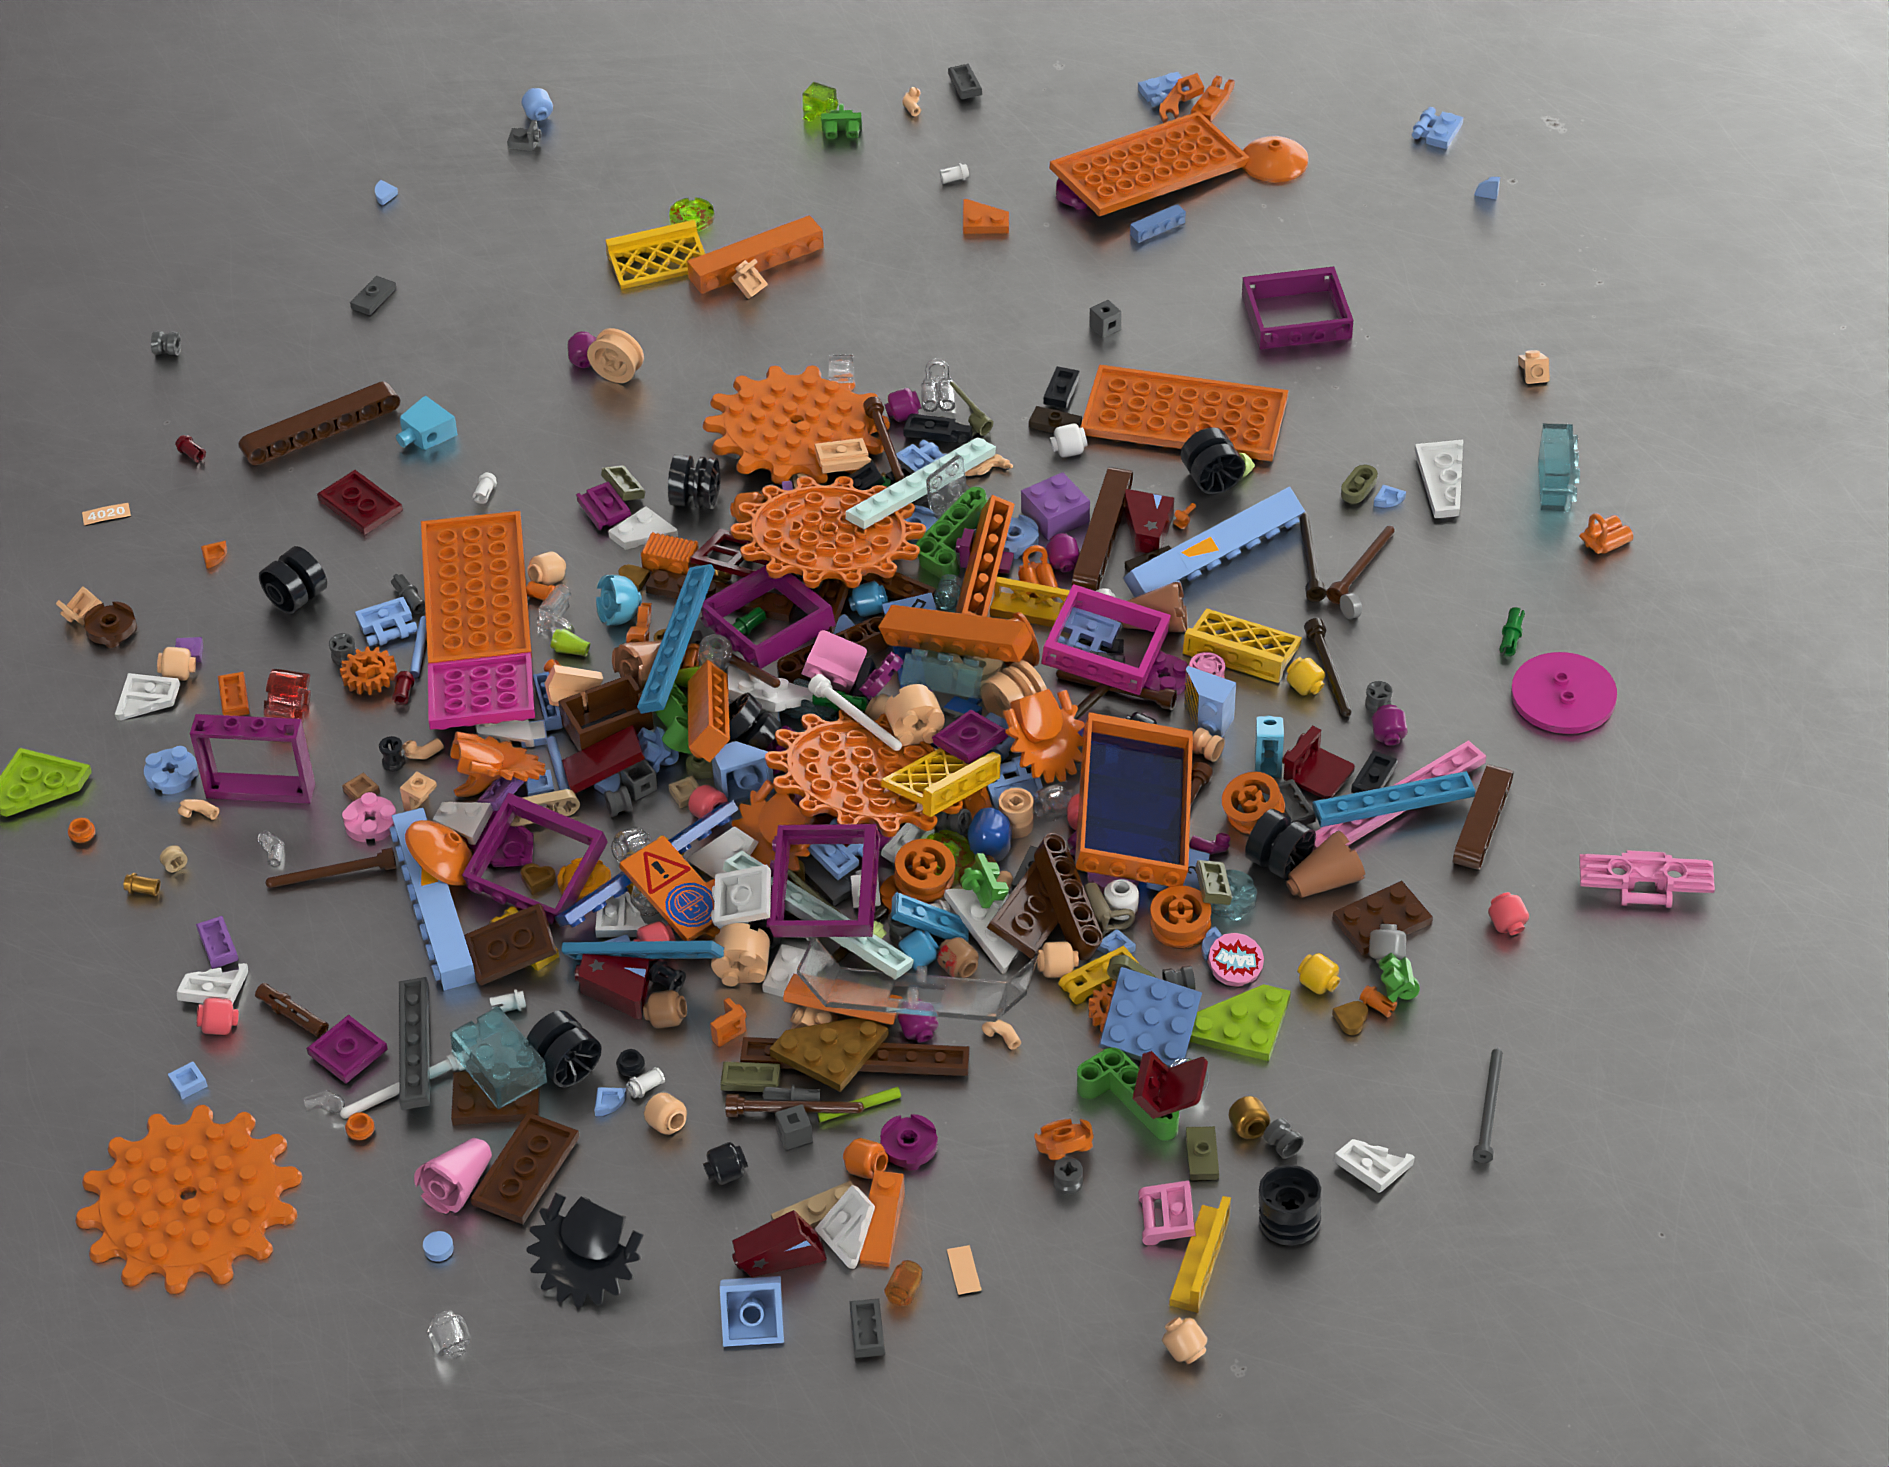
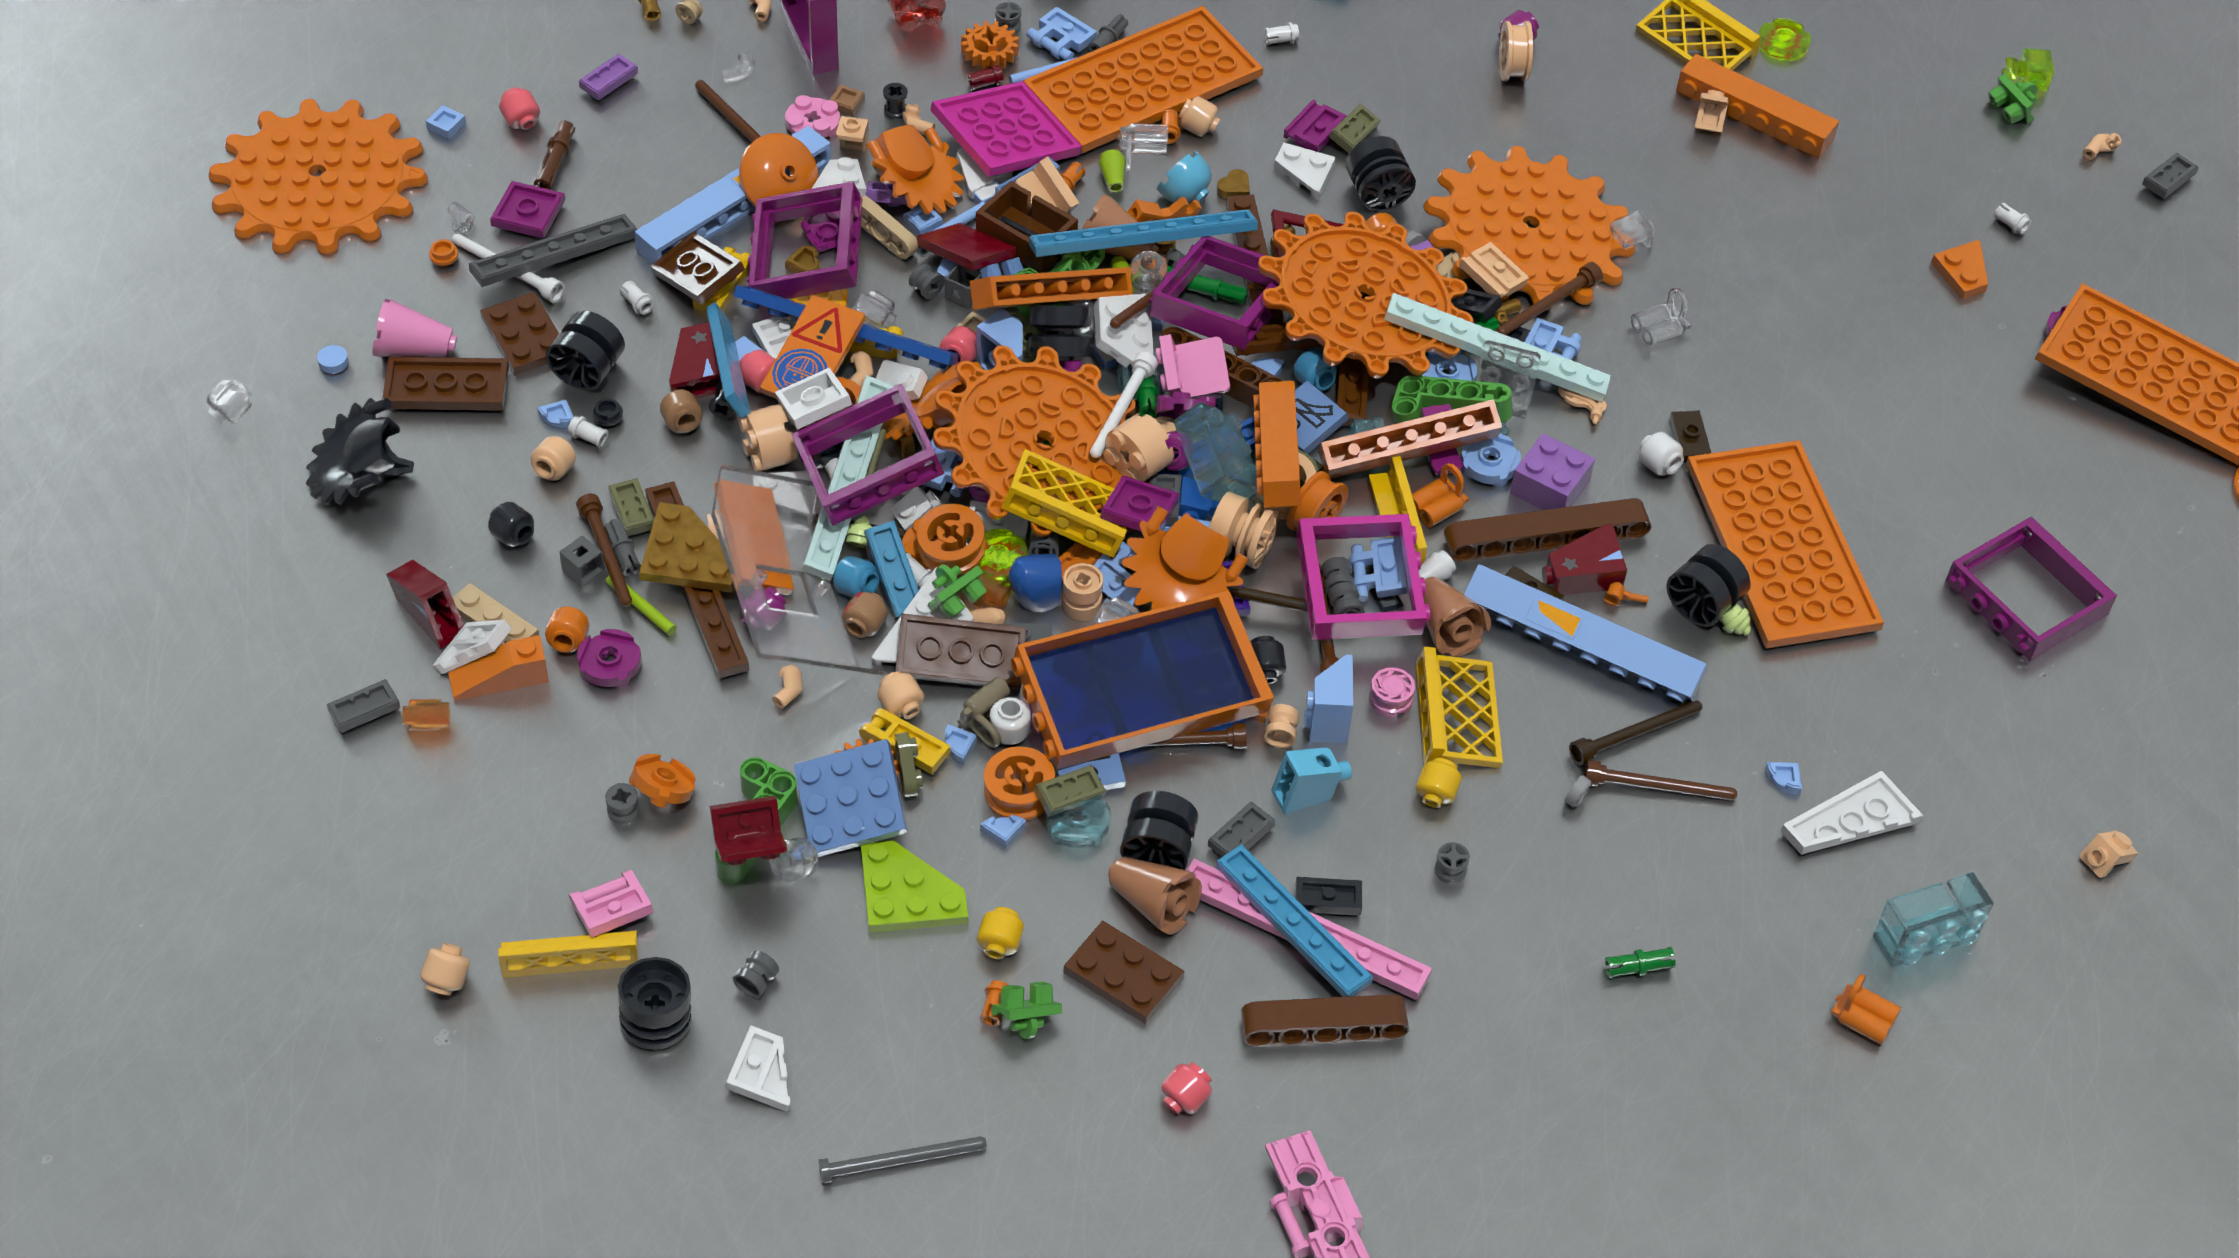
camera: 60 degrees right, 5 degrees up
(212, 984) = (557, 95): white wing -> none
(498, 1057) = (534, 308): clear light blue piece -> none
(668, 553) = (1276, 192): orange brick -> none
(728, 1025) = (687, 467): orange bracket -> none
(751, 1311) = (346, 607): light blue slope -> none
(902, 403) = (1617, 299): magenta head -> none
(937, 429) = (1604, 340): black hinge -> none
(964, 1270) = (474, 761): light nougat sticker -> none
(978, 420) = (1639, 372): olive plant -> none
(1061, 387) = (1744, 421): black plate -> none
(1062, 552) = (1488, 502): magenta head -> none
(1068, 896) = (969, 680): reddish brown beam -> none
(1099, 319) = (1884, 424): dark grey piece -> none
(1157, 223) = (2076, 418): medium blue piece -> none
(1170, 666) = (1382, 649): magenta plate -> none
(1182, 977) = (929, 812): dark grey wheel -> none
(1202, 1153) = (709, 911): olive plate -> none
(1212, 847) = (1138, 777): magenta arm -> none
(1235, 959) = (985, 852): tile -> none
(1248, 791) = (1216, 790): orange wheel -> none
(1249, 1117) = (769, 933): pearl gold head -> none
(1315, 767) = (1307, 834): dark red bracket -> none
(1316, 630) = (1519, 771): dark brown piece -> none
(1351, 1016) = (963, 986): pearl gold tile -> none
(1359, 483) = (1781, 739): olive plate -> none
(1387, 941) = (1074, 982): light grey head -> none
(1389, 724) = (1412, 885): magenta head -> none
(1564, 692) = (1577, 1047): dark pink plate -> none

